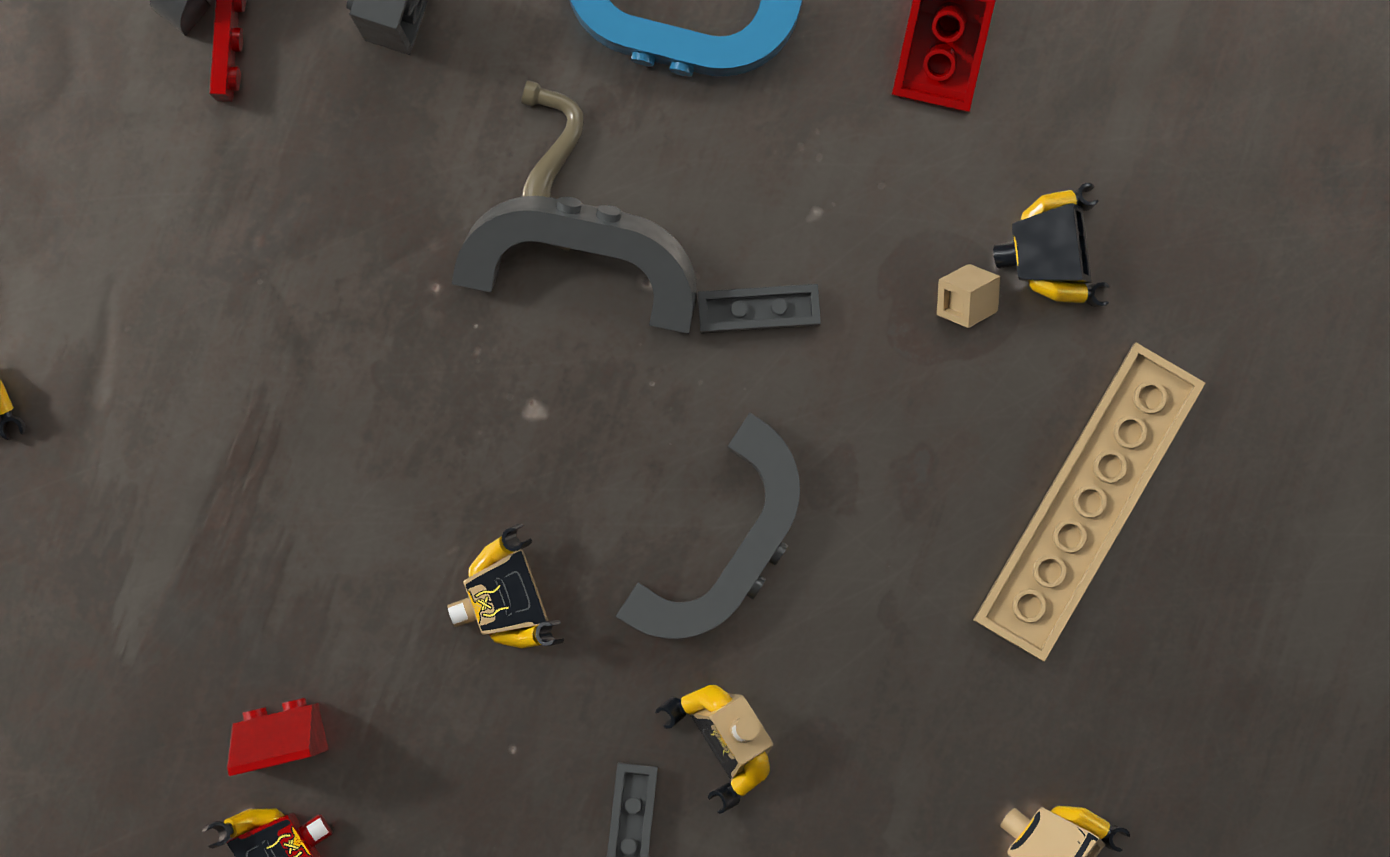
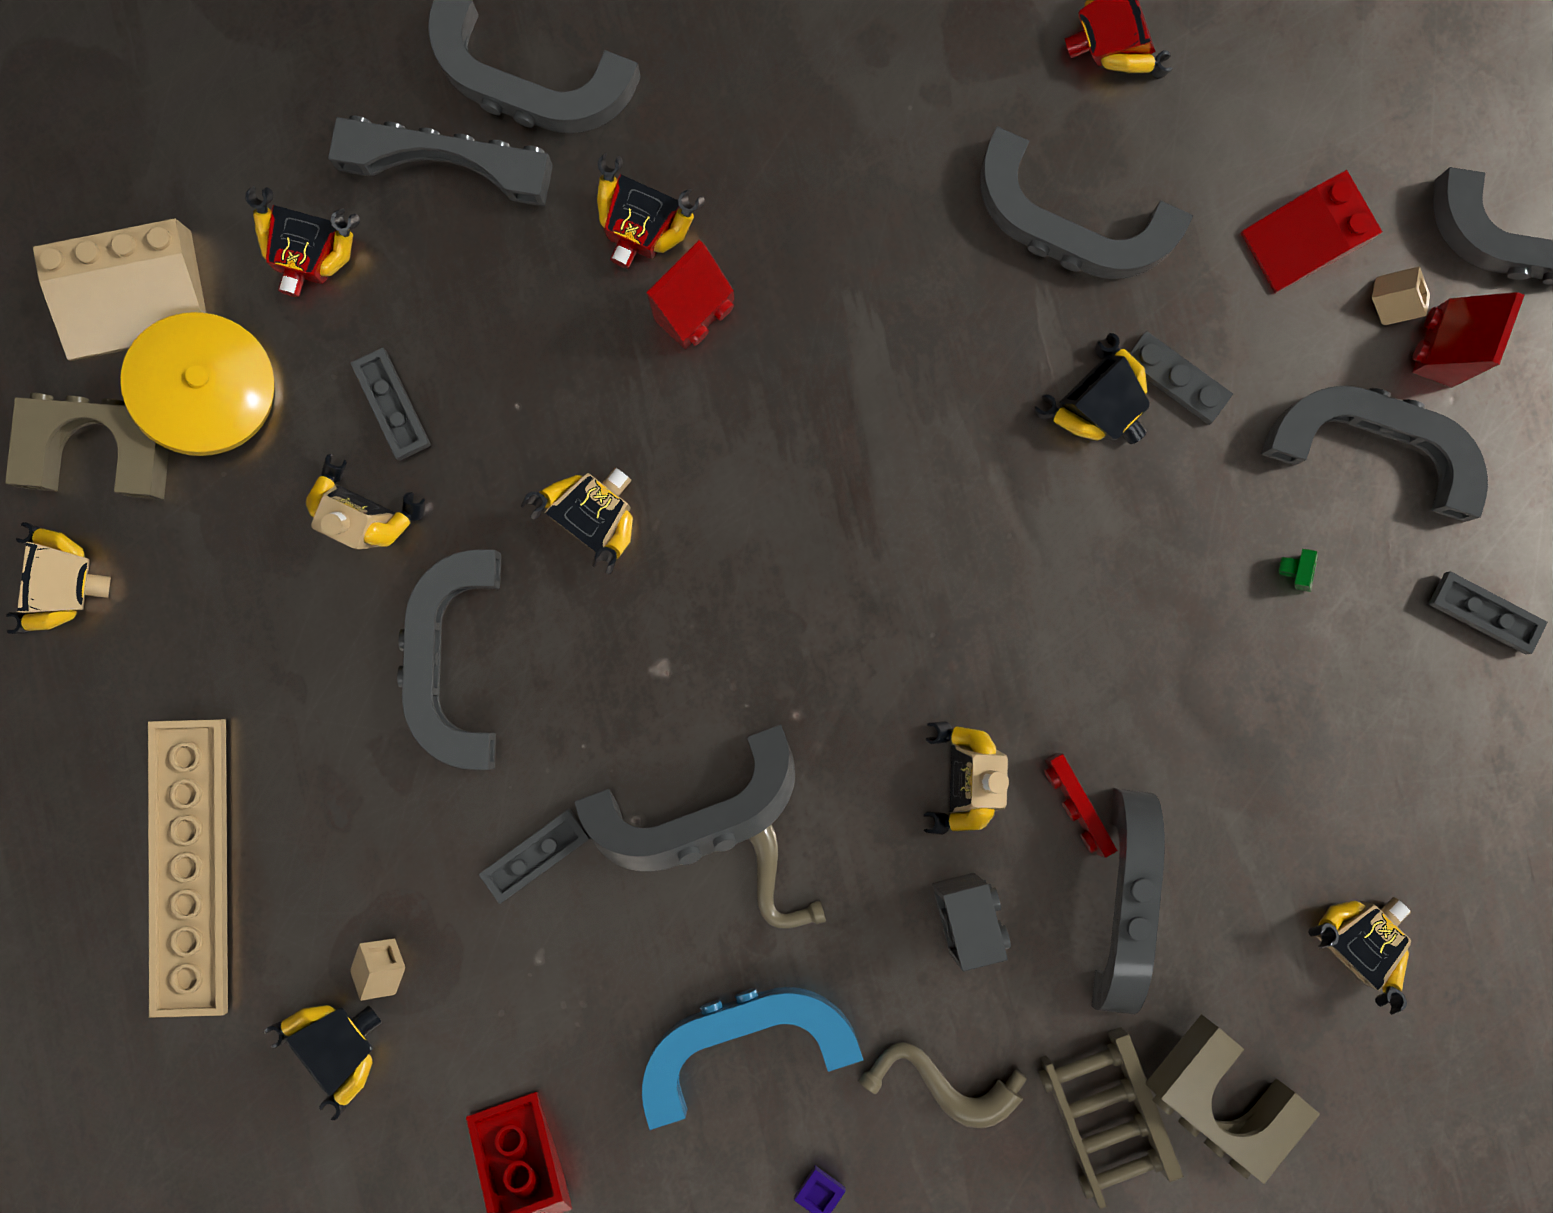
camera: 145 degrees right, 0 degrees up
(305, 119) = (976, 779): none -> torso

